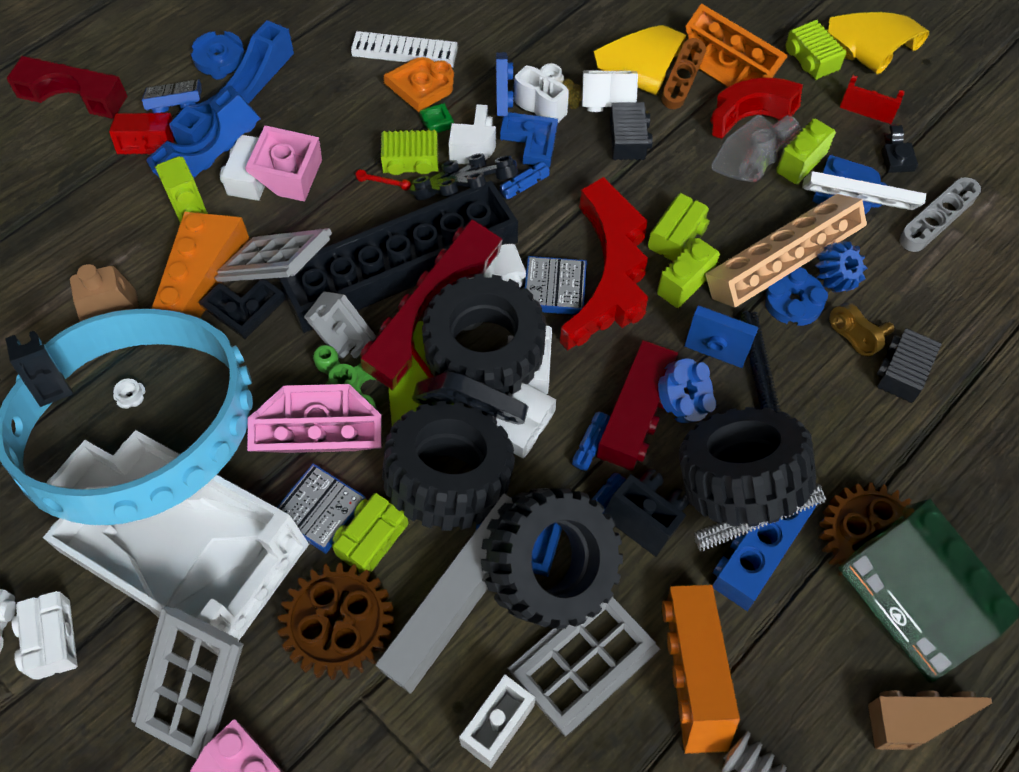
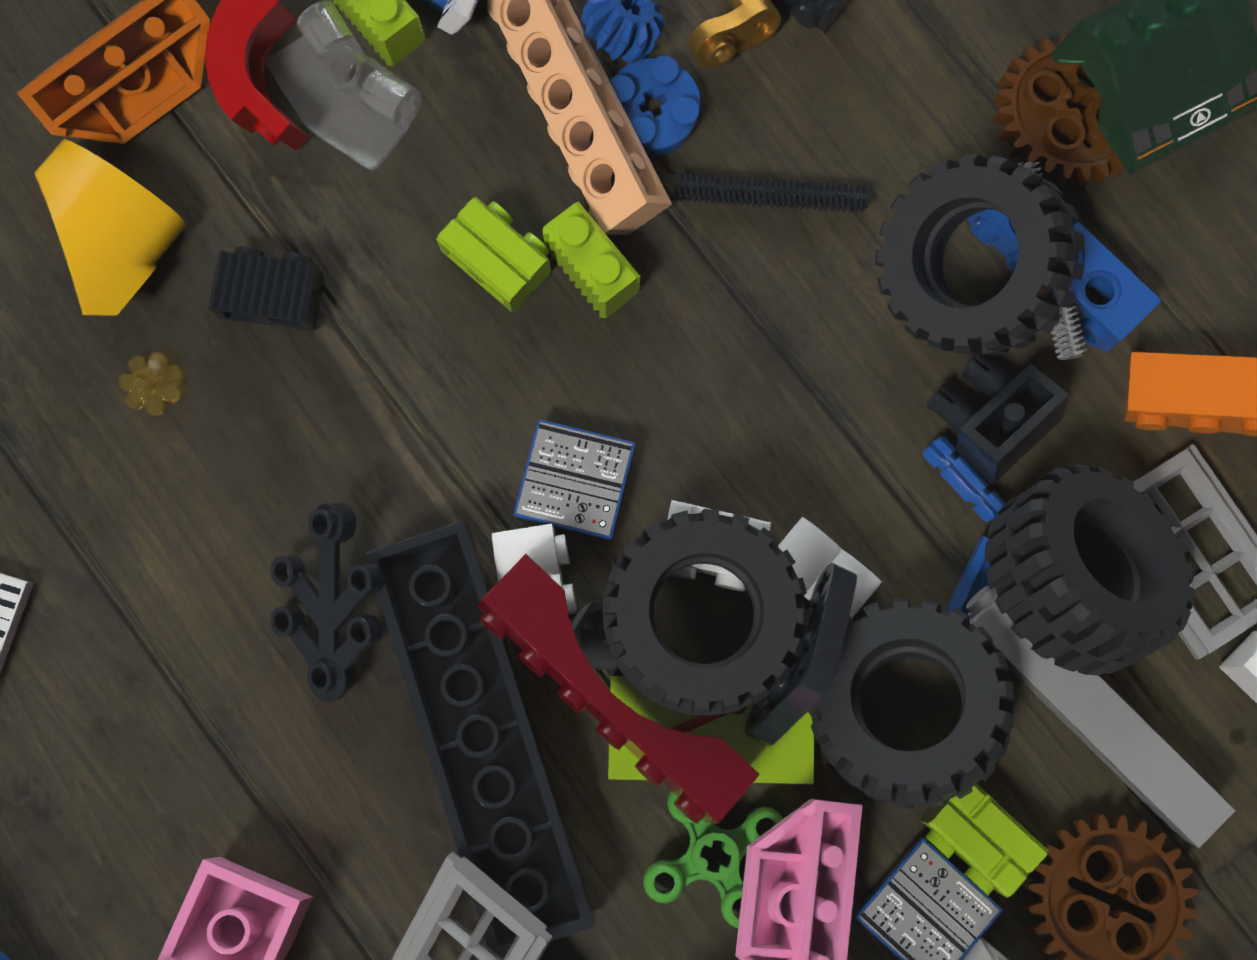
camera: 80 degrees left, 20 degrees up
(339, 324) = (617, 855): light grey hinge -> none
(361, 176) = (270, 784): red hinge -> none
(409, 151) = (243, 691): lime brick -> none
(421, 81) = (68, 647): orange plate -> none
(436, 118) = (162, 631): green tile -> none
(473, 139) = (241, 573): white brick -> none
(504, 72) = (125, 493): plate -> none
(524, 180) = (336, 486): blue axle -> none
(535, 131) = (235, 453): blue plate -> none
(540, 94) = (152, 440): white brick -> none
(553, 71) = (95, 395): white plate -> none
(590, 441) = (863, 475): blue axle -> none
(607, 87) = (170, 305): white brick -> none
(617, 295) = (615, 385): red arch -> none
(636, 408) = (819, 392): dark red brick -> none
(683, 63) = (132, 133): dark orange beam -> none
(696, 378) = (813, 313): blue plate -> none
(720, 336) = (733, 238): blue plate -> none

